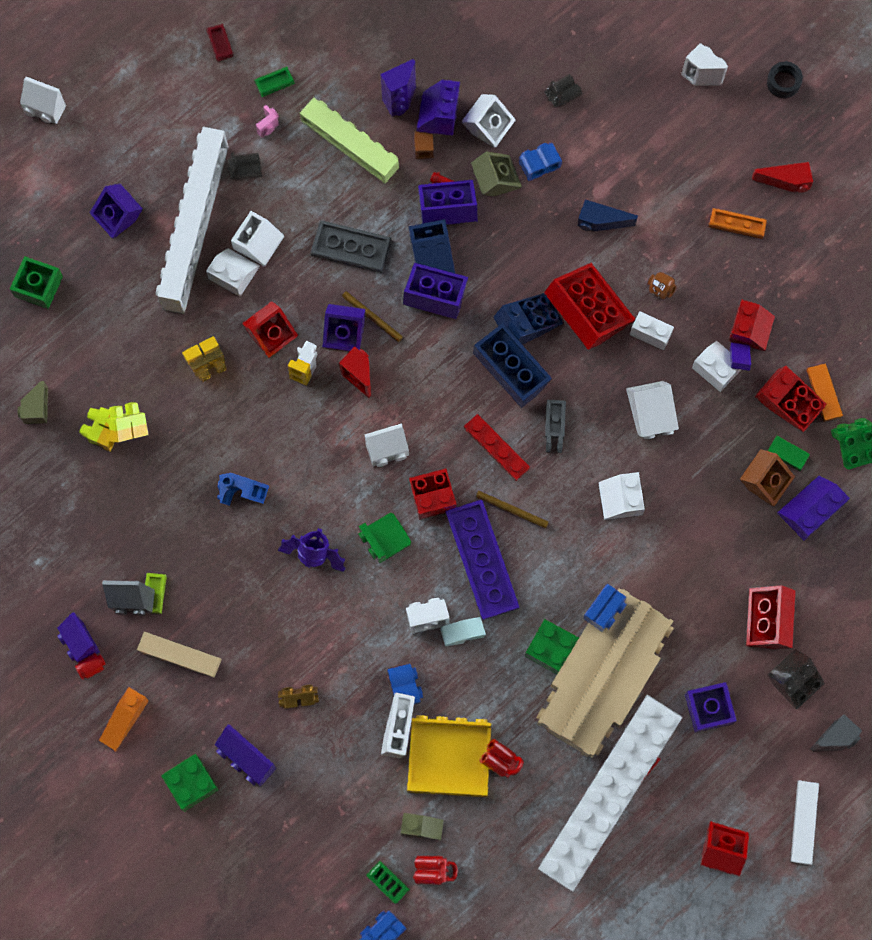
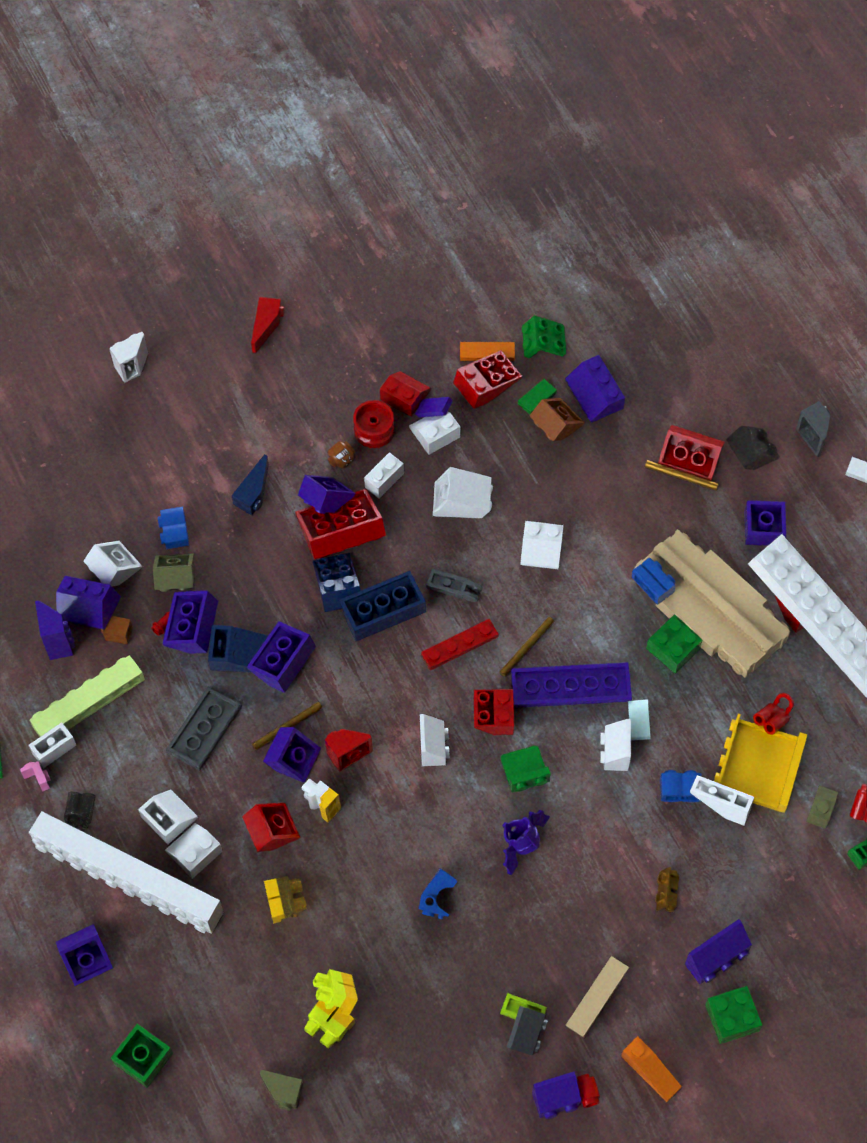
camera: 75 degrees left, 10 degrees down
(296, 124) = (52, 745): none -> white brick
(562, 91) = (105, 488): clear smoke piece -> none
(614, 281) = (324, 493): none -> dark purple slope
(703, 305) = (373, 424): none -> red wheel
(737, 223) = (296, 376): orange tile -> none
(744, 615) = (681, 475): none -> pearl gold bar
(790, 68) = (165, 284): black tyre -> none

